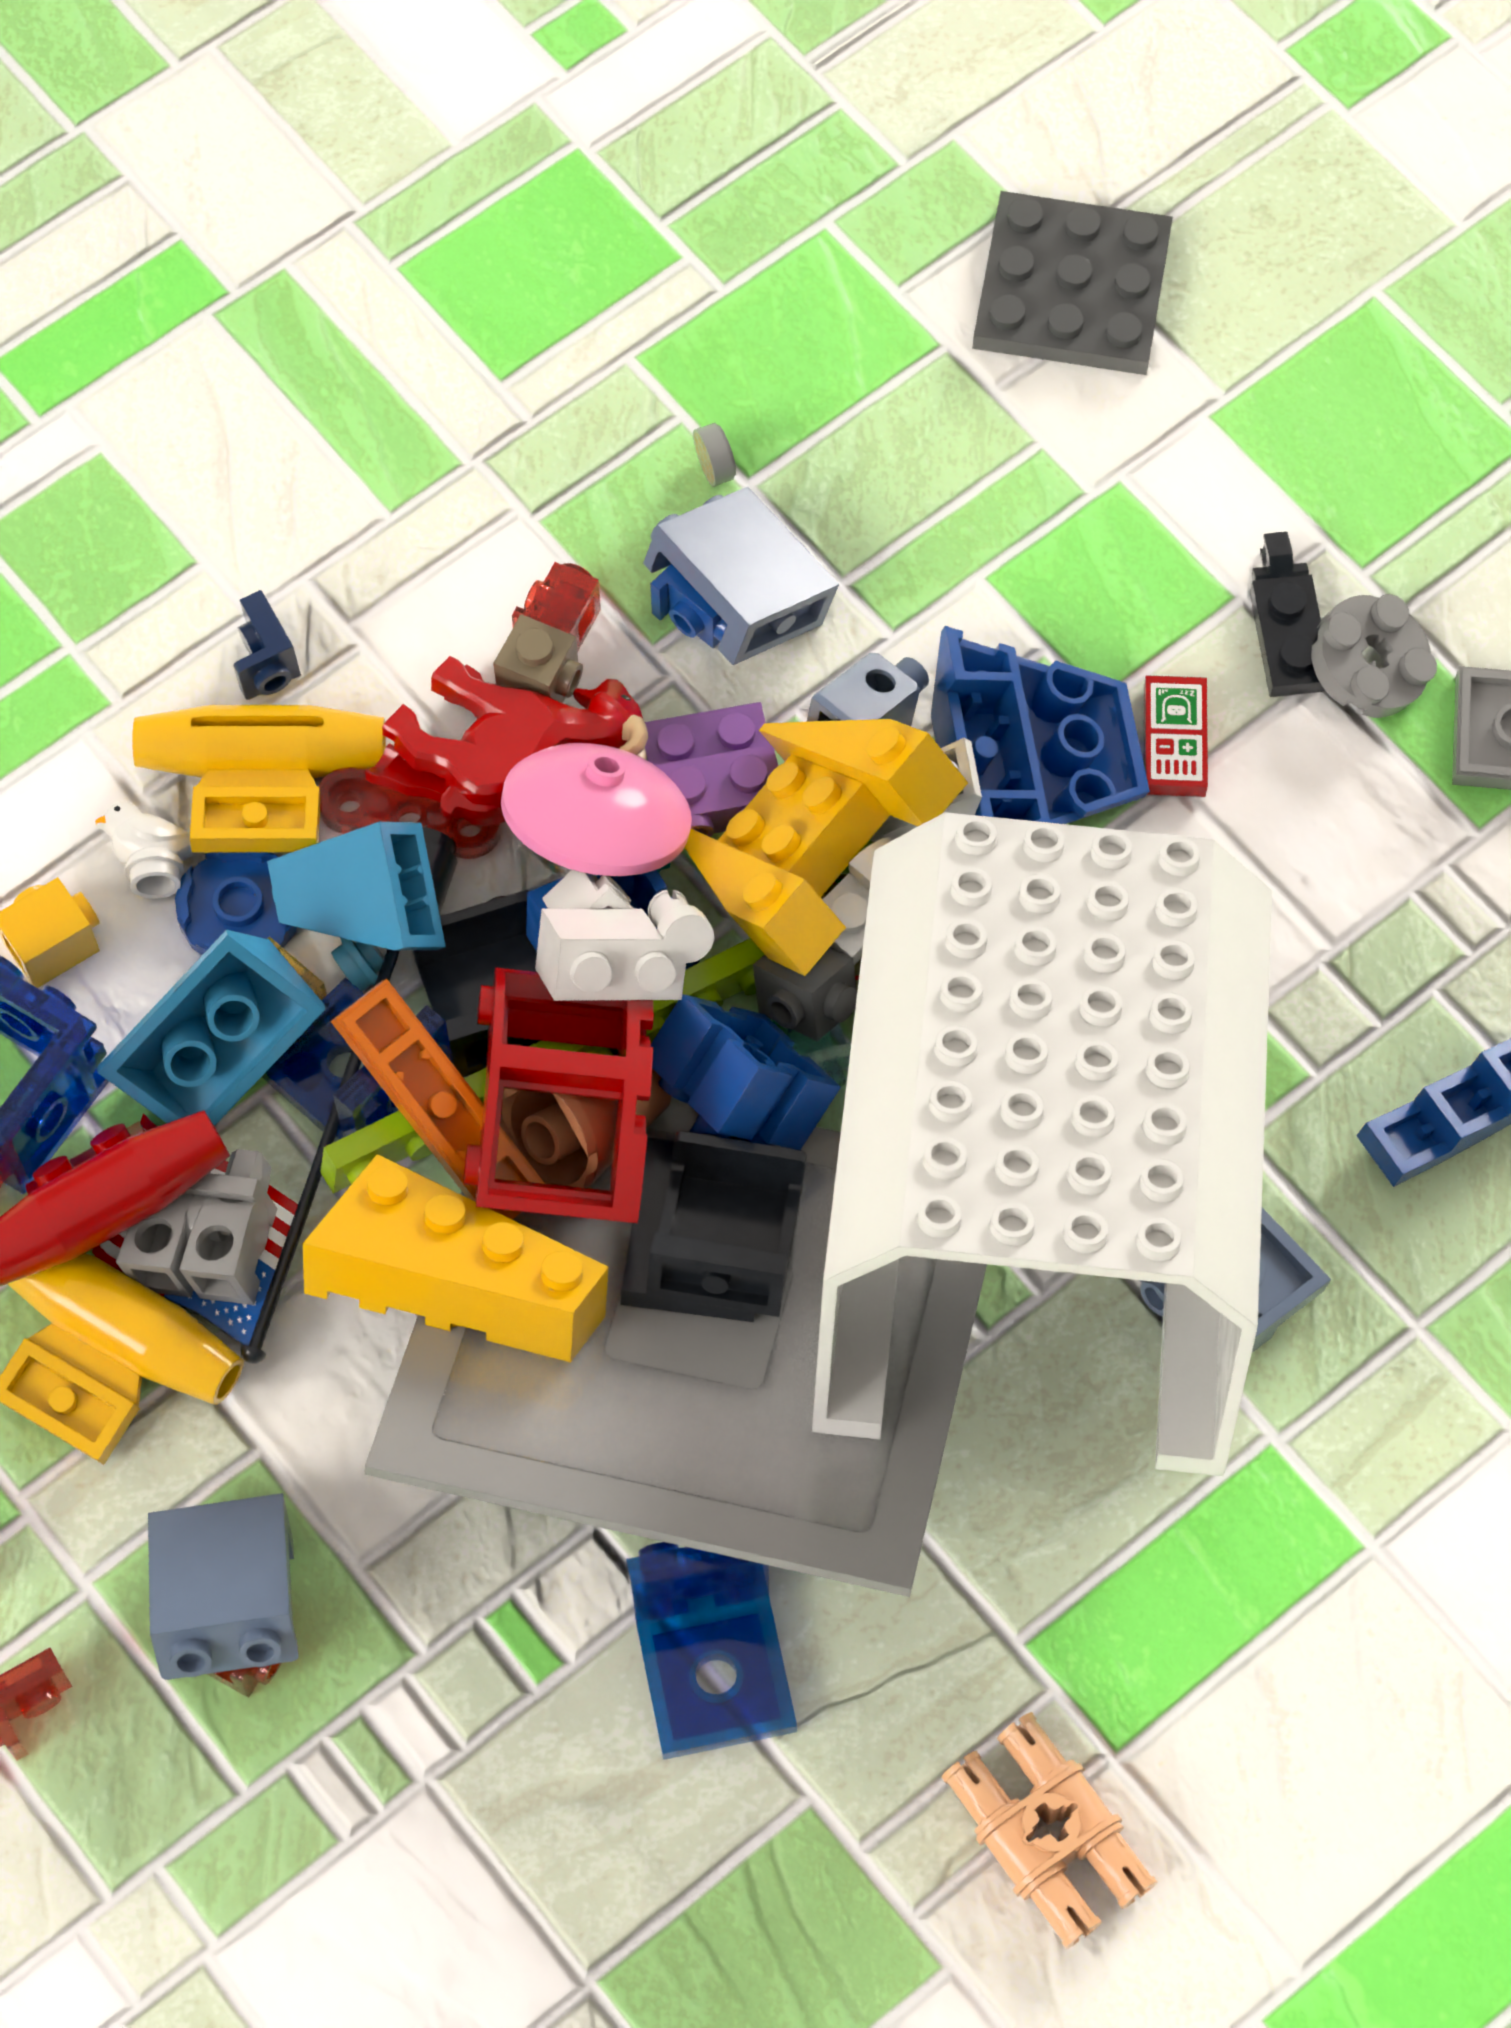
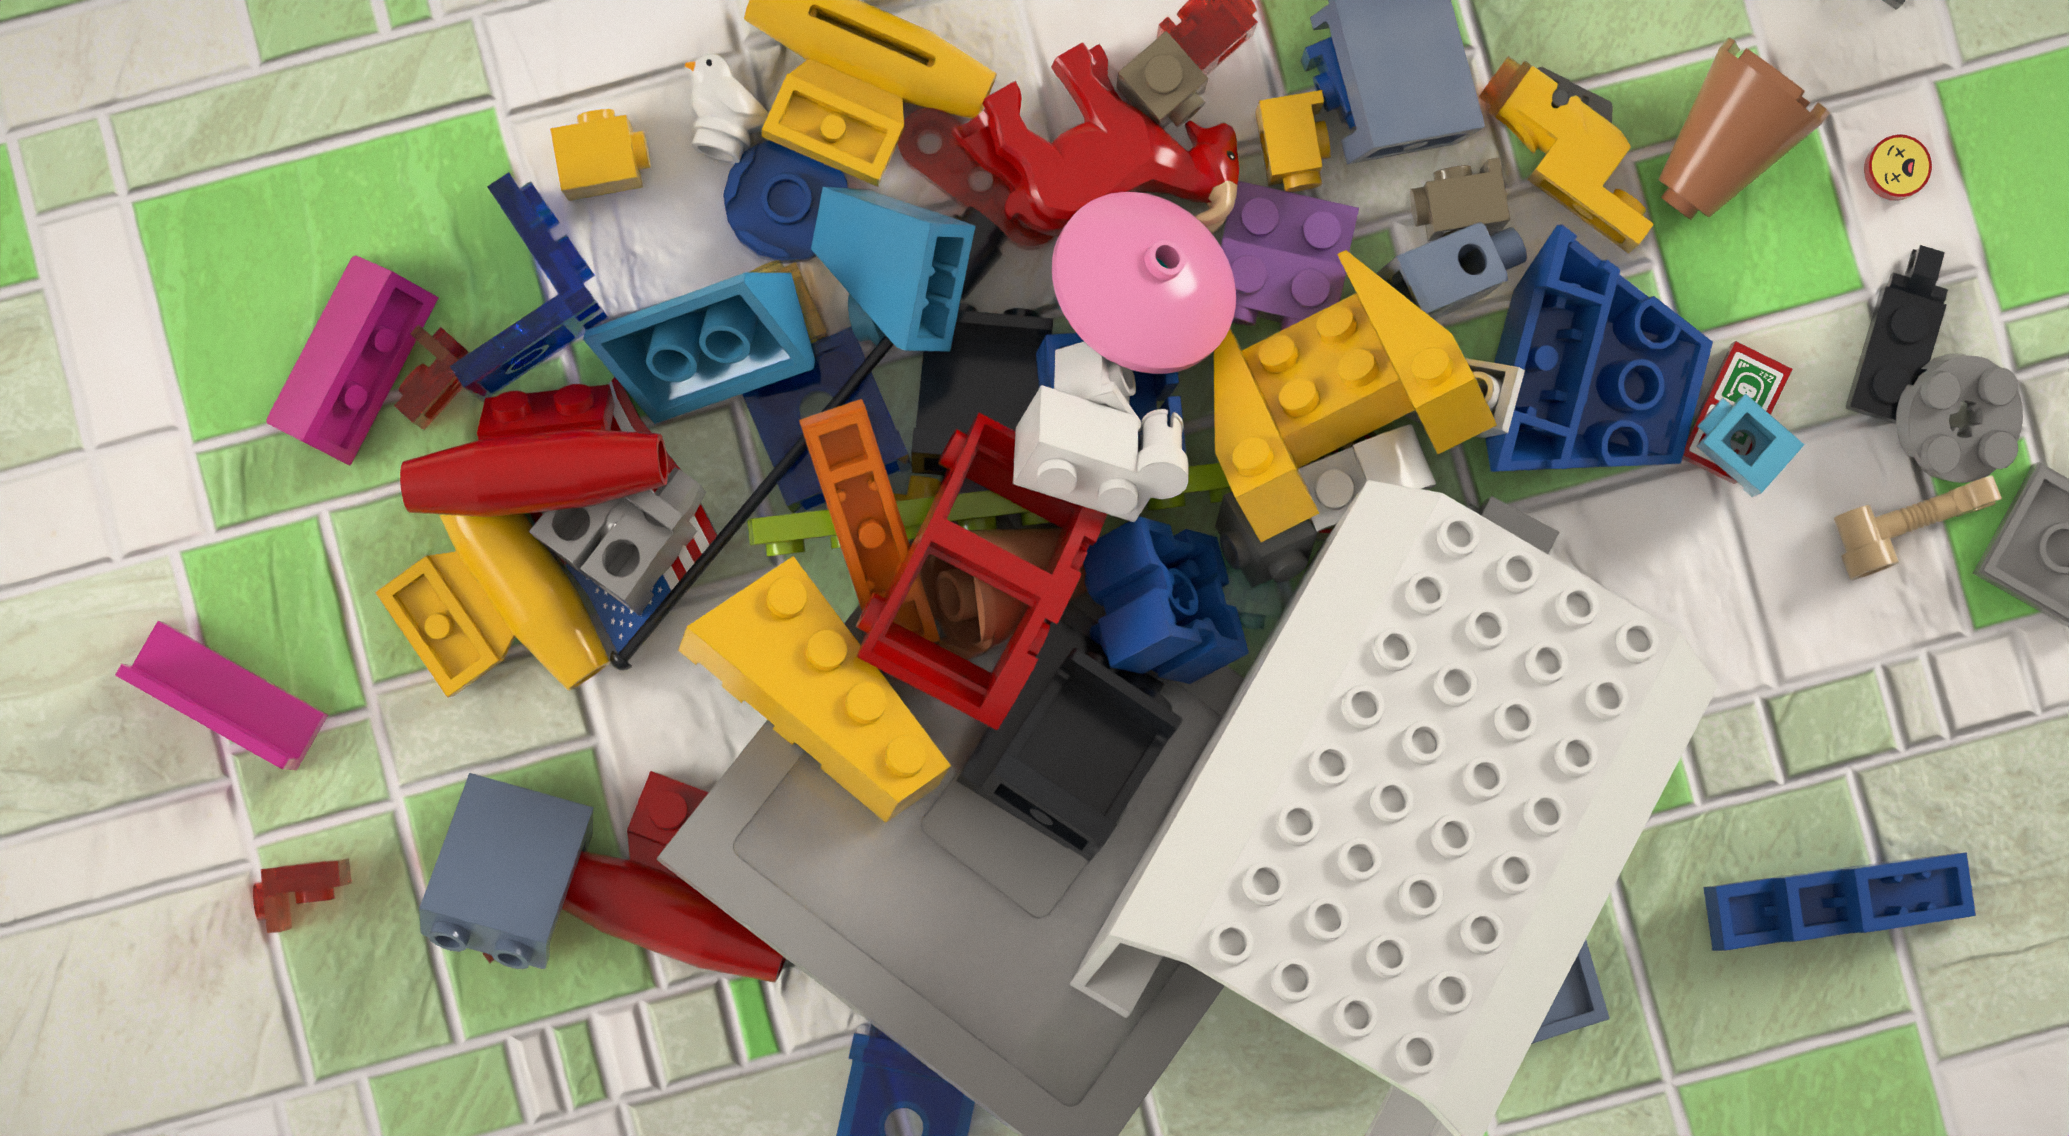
camera: 20 degrees right, 20 degrees up
(398, 1548) = (654, 906): none -> red plate
(674, 668) = (1293, 140): none -> yellow brick
(844, 646) = (1461, 199): none -> dark tan brick
(927, 576) = (1578, 144): none -> yellow plate
(1059, 501) = (1735, 131): none -> nougat cone
(1212, 489) = (1897, 167): none -> light yellow tile
(1212, 728) = (1771, 443): none -> medium azure brick
(1347, 787) = (1868, 537): none -> tan brick

